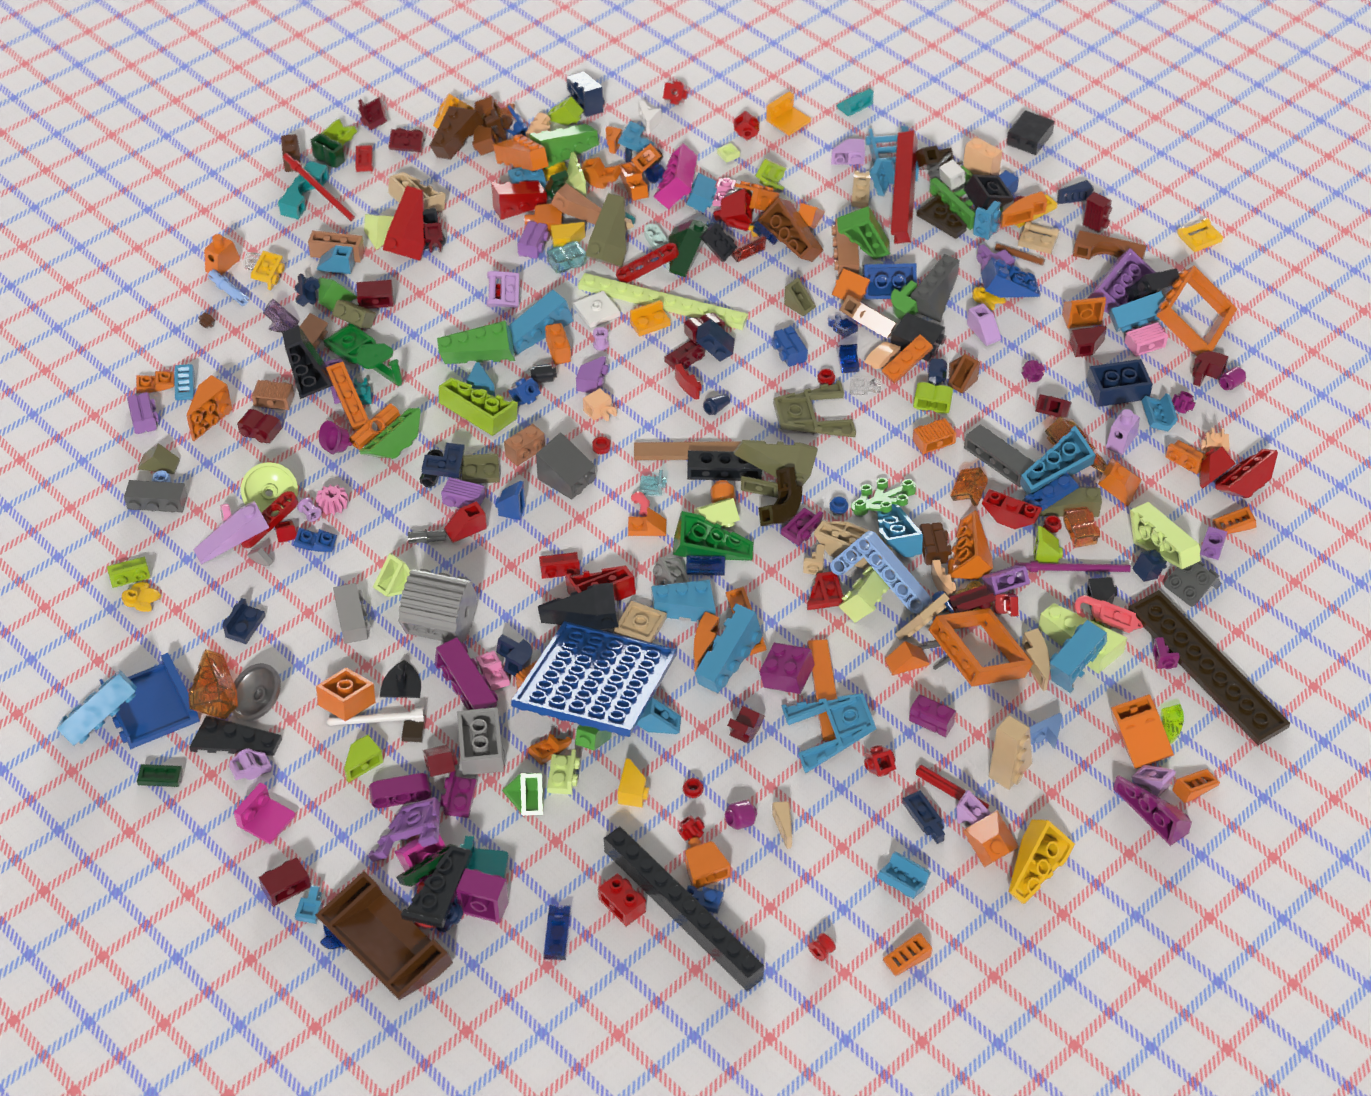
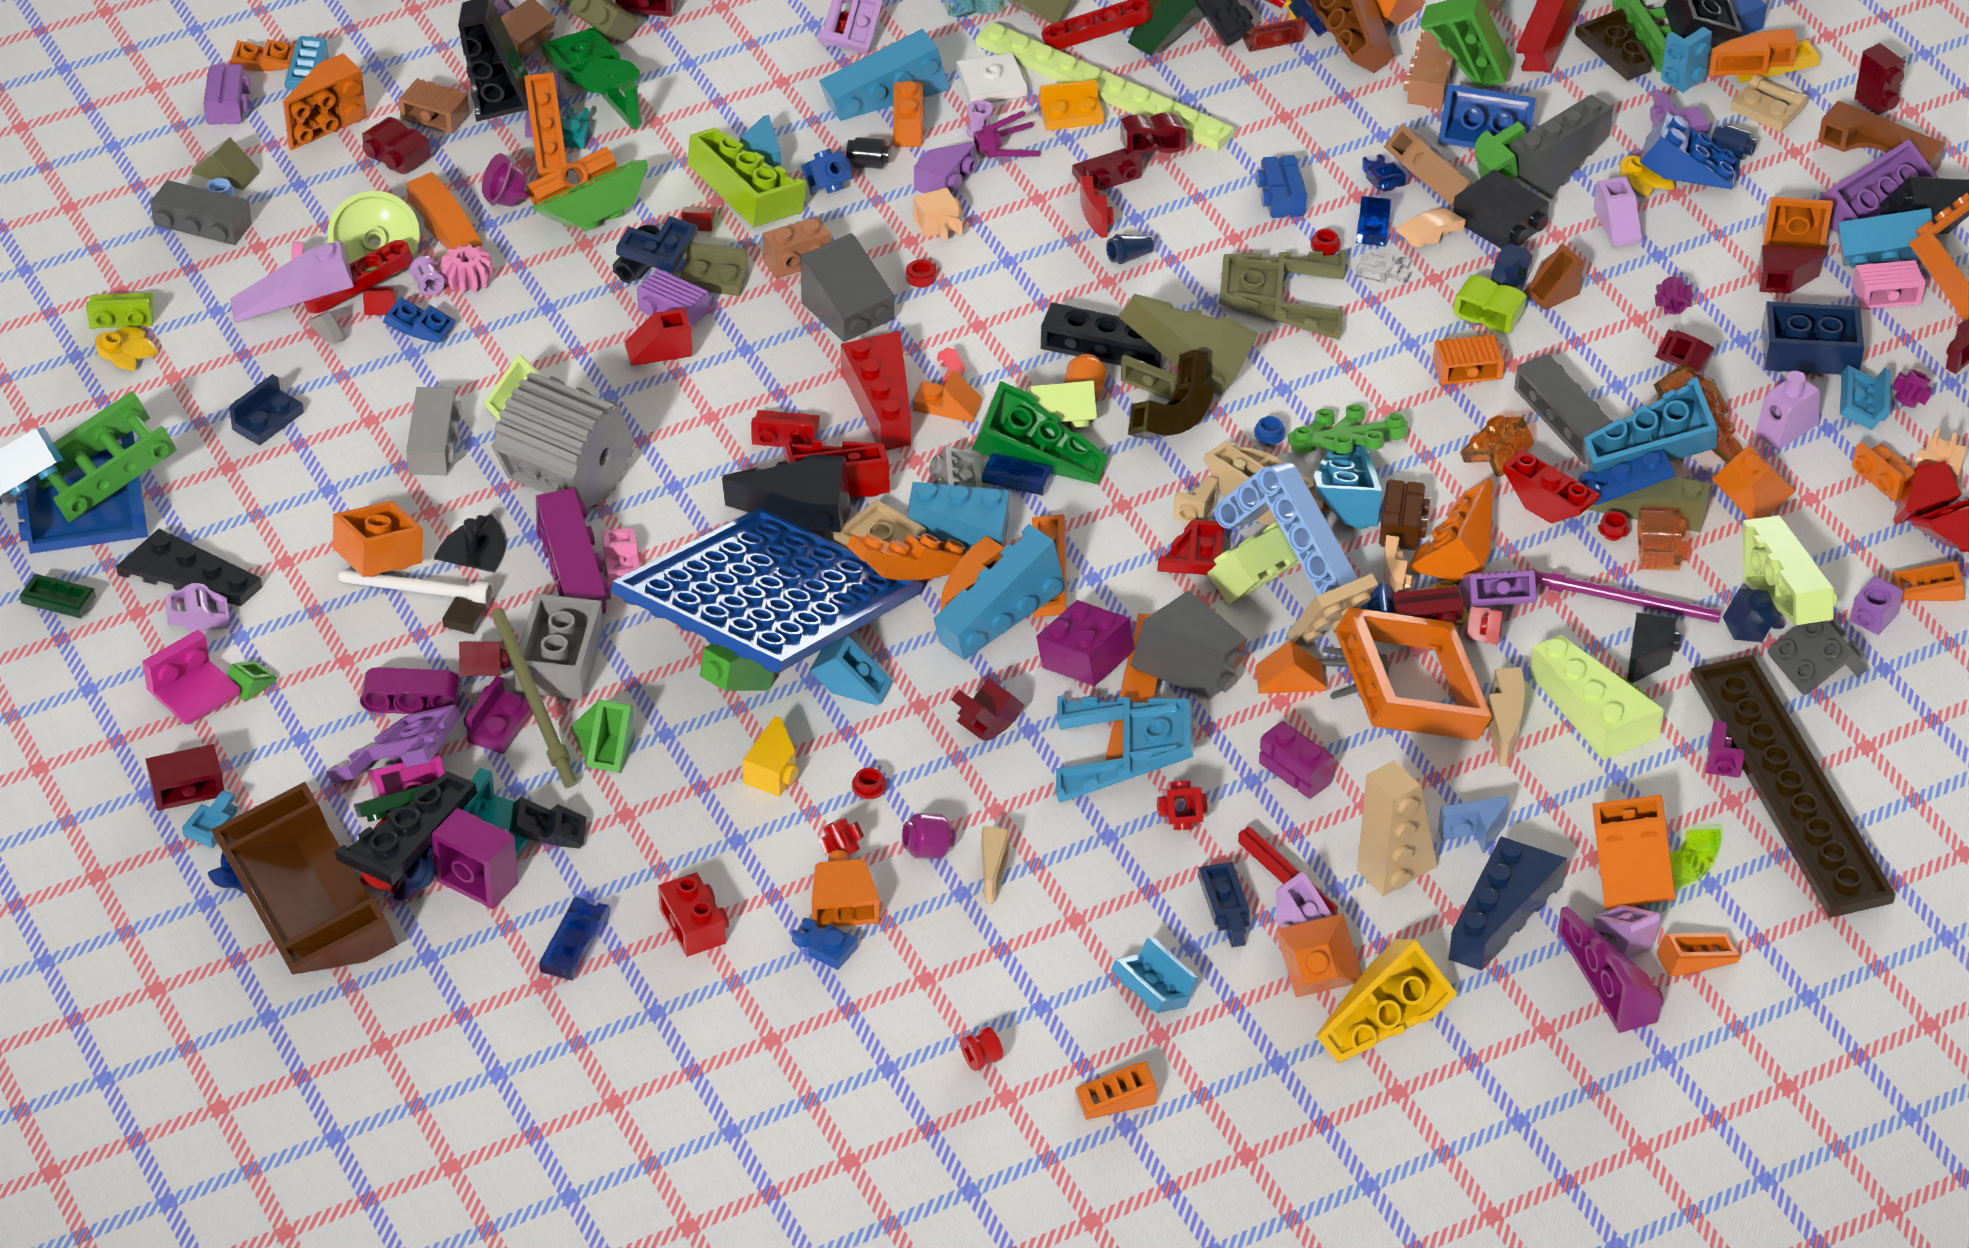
camera: 15 degrees right, 5 degrees down
(152, 661) = (93, 437): none -> bright green fence
(213, 687) = (181, 490): clear orange wedge -> none
(256, 691) = (241, 508): flat silver dish -> none
(298, 803) = (251, 678): none -> bright green slope
(304, 466) = (441, 212): none -> orange slope
(362, 757) = (369, 634): lime slope -> none
(426, 536) = (593, 348): dark grey axle -> none
(457, 436) = (699, 216): none -> red slope
(478, 344) = (777, 89): bright green wedge -> none
(503, 811) = (556, 752): none -> olive bar
(512, 501) = (744, 323): blue slope -> none
(515, 861) = (554, 826): none -> black slope
(516, 654) = (660, 533): dark blue brick -> none
(544, 749) = (664, 683): orange slope -> none
(562, 773) = (673, 721): yellowish green bracket -> none
(605, 524) = (879, 386): none -> red wedge
(610, 349) = (990, 138): none -> magenta plant
(652, 484) = (979, 344): clear light blue bracket -> none
(668, 636) = (913, 560): none -> orange slope
(678, 450) = (1029, 301): medium nougat tile -> none
(684, 909) = (784, 948): black brick -> none
(715, 340) = (1160, 152): dark blue brick -> none
(798, 298) = (1324, 117): olive slope -> none
(802, 526) = (1187, 451): magenta bracket -> none
(850, 284) = (1420, 114): orange piece -> none
(851, 659) = (1190, 647): none -> dark grey slope
(907, 359) = (1468, 238): orange plate -> none
(1020, 254) = (1721, 119): dark orange bar -> none
(1030, 265) = (1735, 139): none -> dark blue brick
(1046, 547) = (1586, 553): lime slope -> none
(1076, 654) = (1564, 714): dark azure wedge -> none
(1080, 191) = (1857, 39): dark blue slope -> none
(1080, 774) = (1505, 896): none -> dark blue wedge
(1109, 614) = (1651, 671): coral plate -> none

